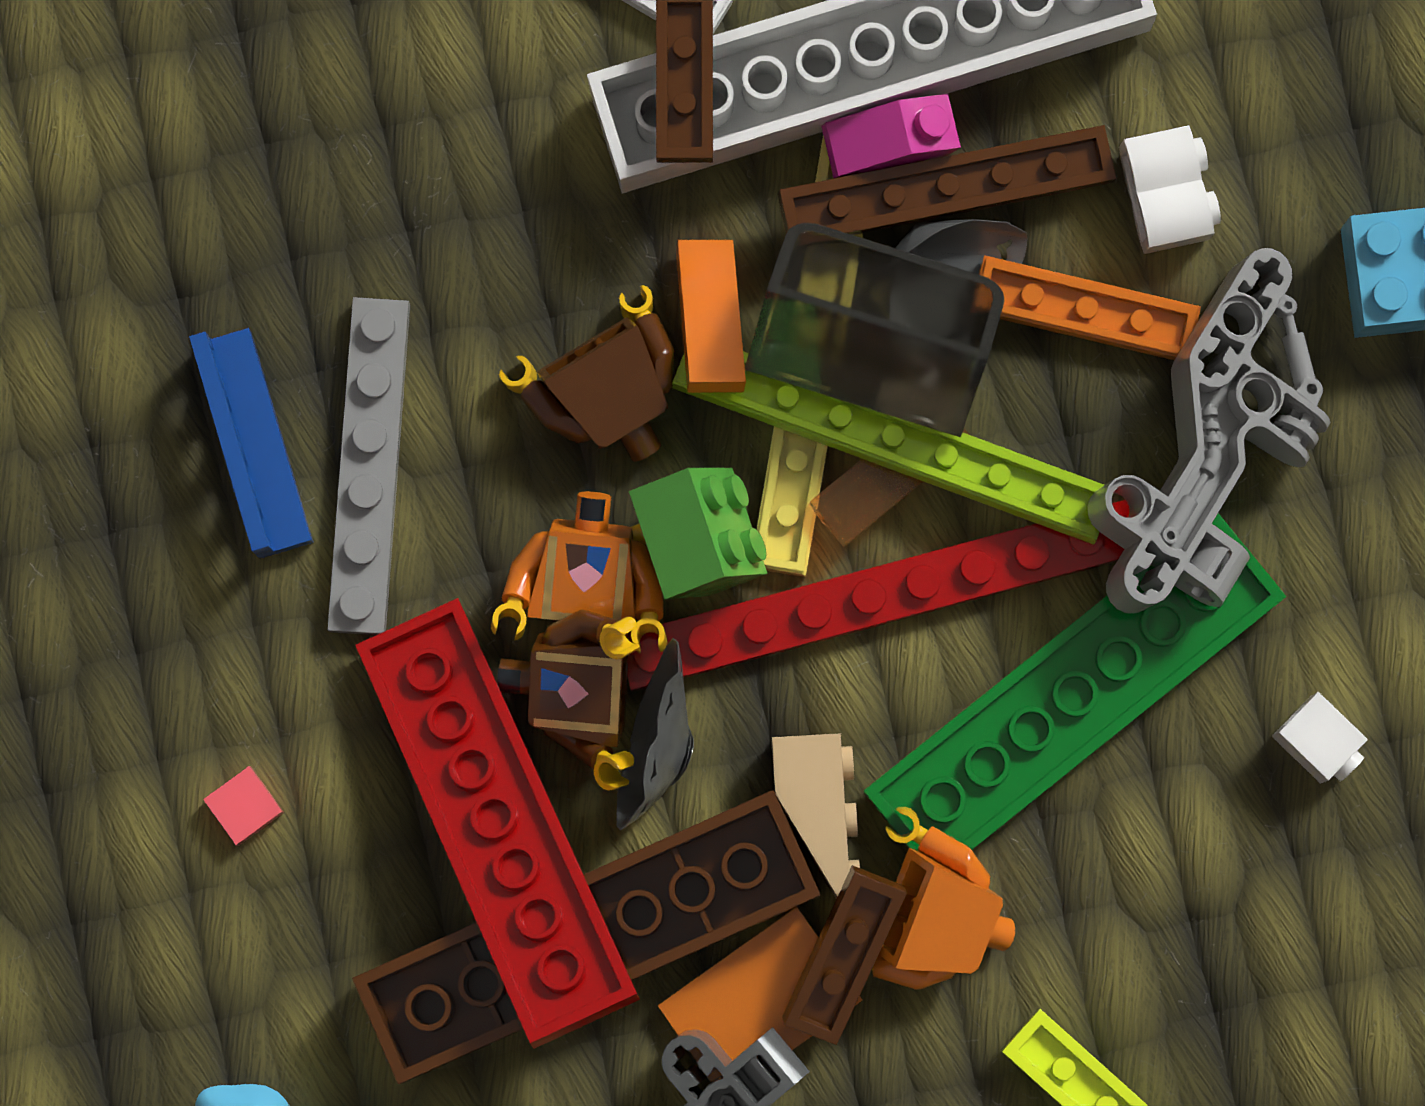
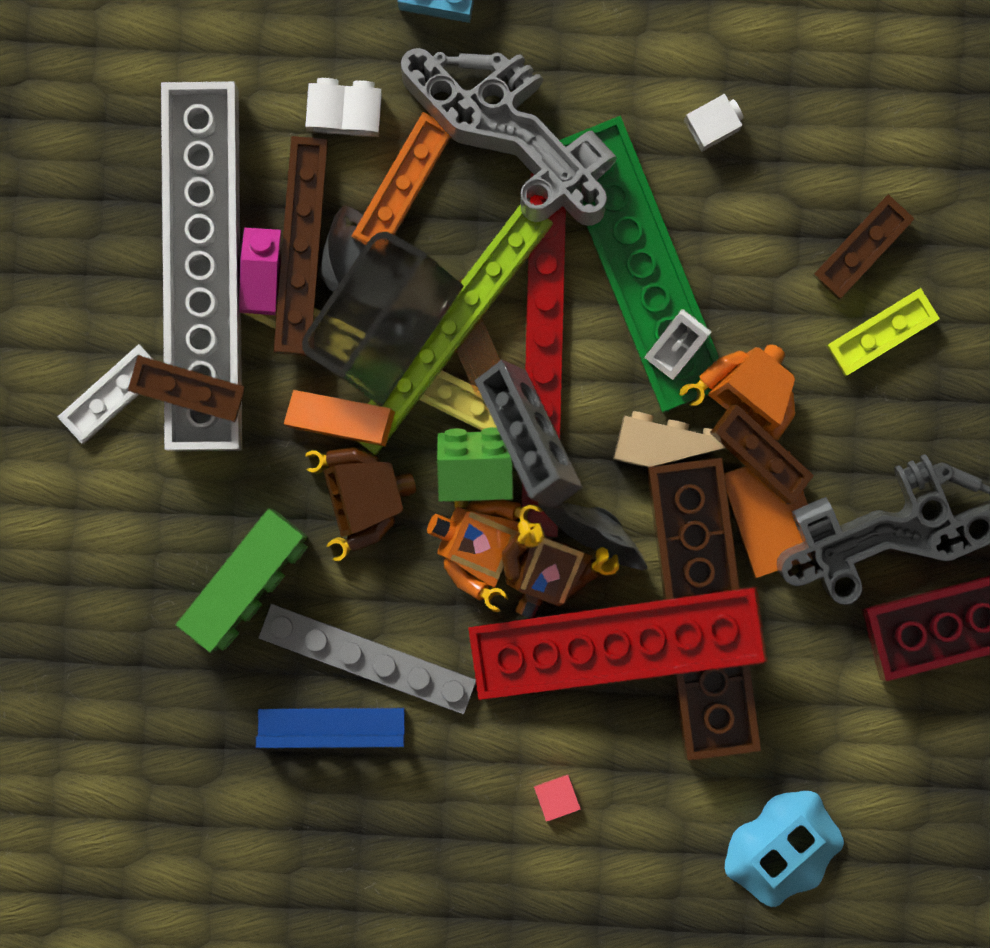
camera: 80 degrees left, 5 degrees up
(428, 246) = (242, 581): none -> bright green brick
(767, 593) = (528, 434): none -> dark grey brick
(970, 779) = (677, 344): none -> white slope
(1204, 1020) = (863, 247): none -> reddish brown plate

